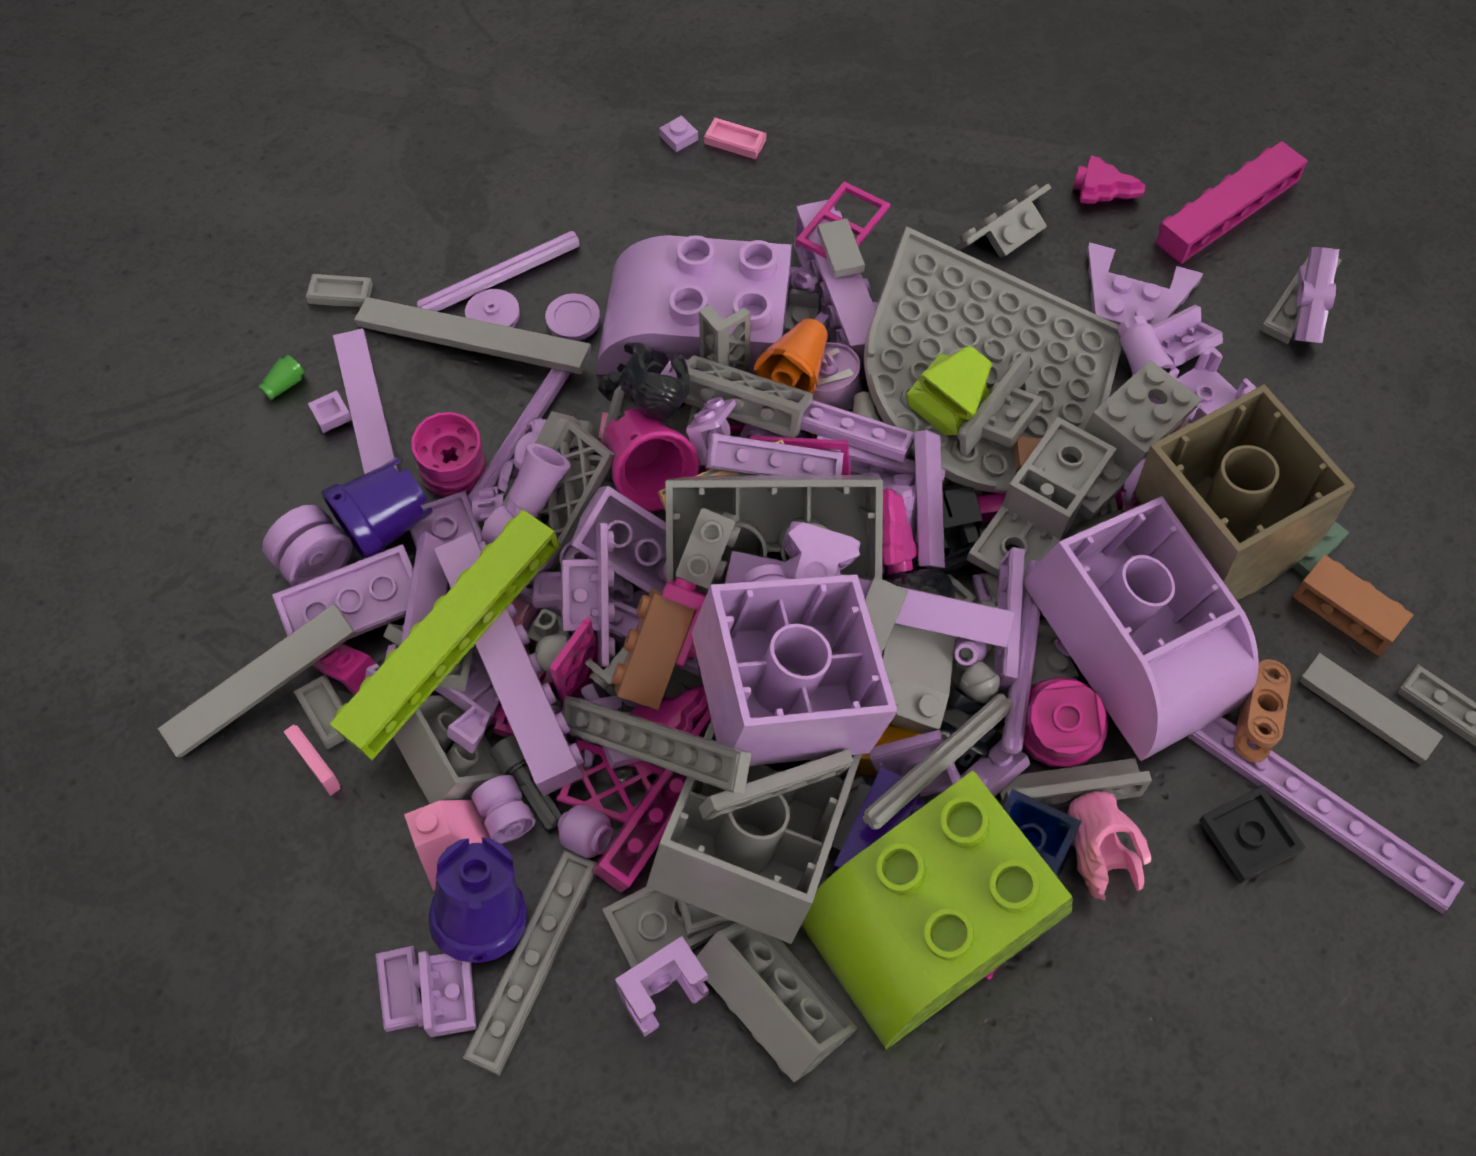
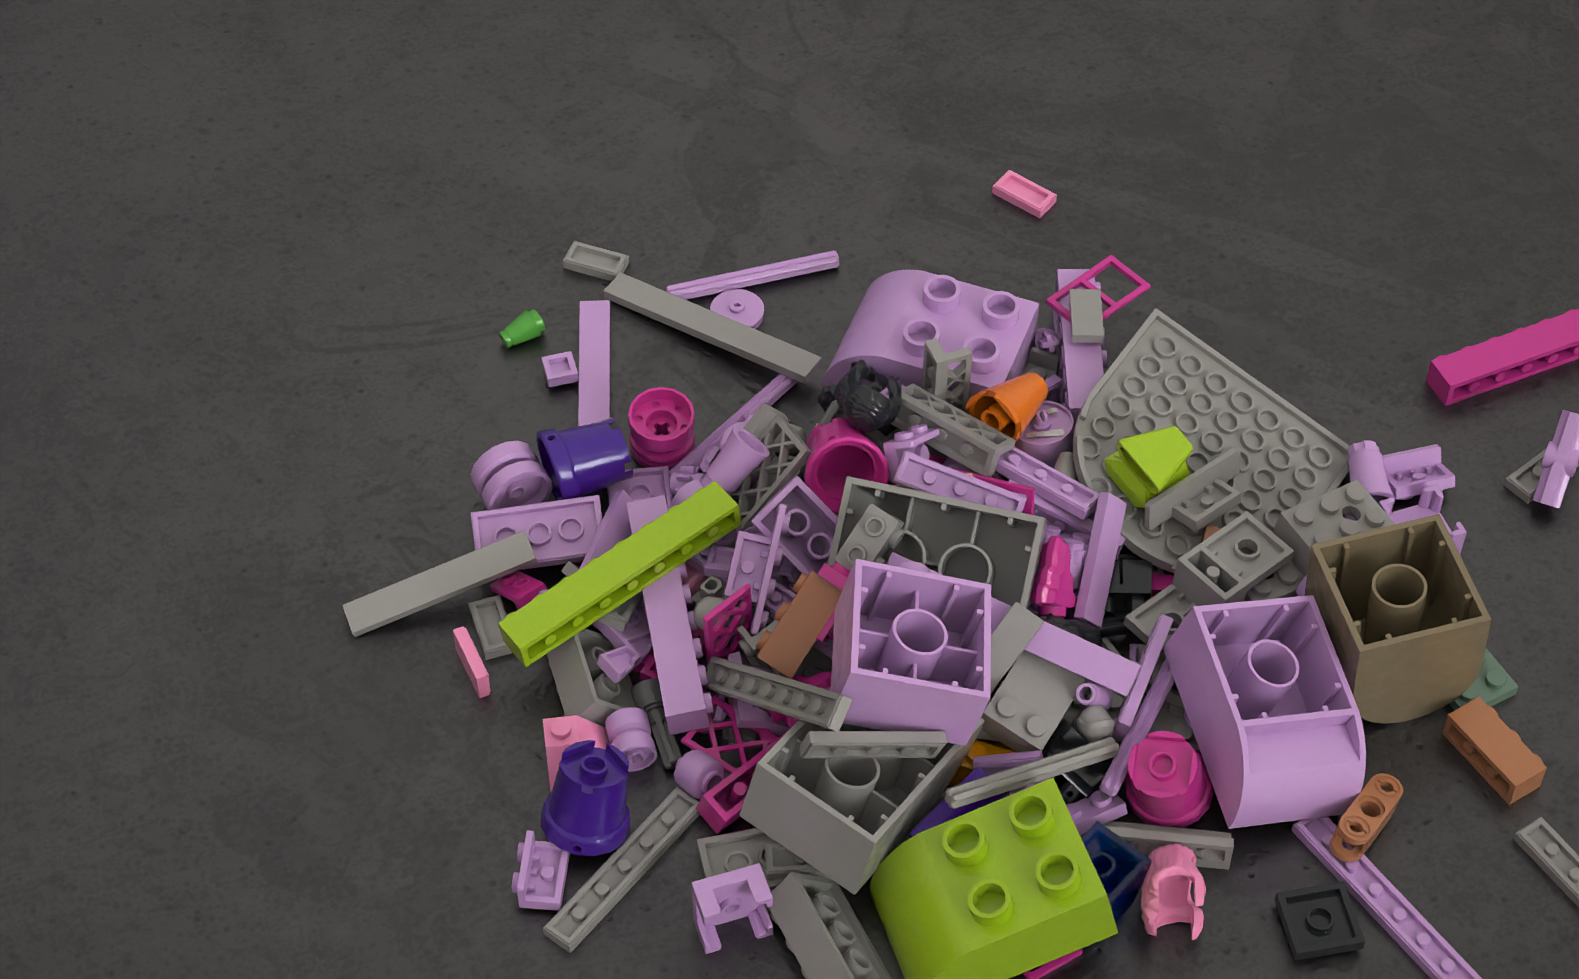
camera: 15 degrees right, 10 degrees down
(398, 988) = (500, 863): lavender tile -> none
(573, 317) = (813, 330): lavender piece -> none
(678, 133) = (968, 178): lavender plate -> none
(817, 551) = (968, 560): lavender piece -> none
(1012, 227) = (1277, 335): light grey bracket -> none
(1104, 183) = (1390, 310): dark pink rock -> none
(1122, 297) = (1391, 432): lavender wing -> none
(1371, 709) = (1479, 845): light grey tile -> none

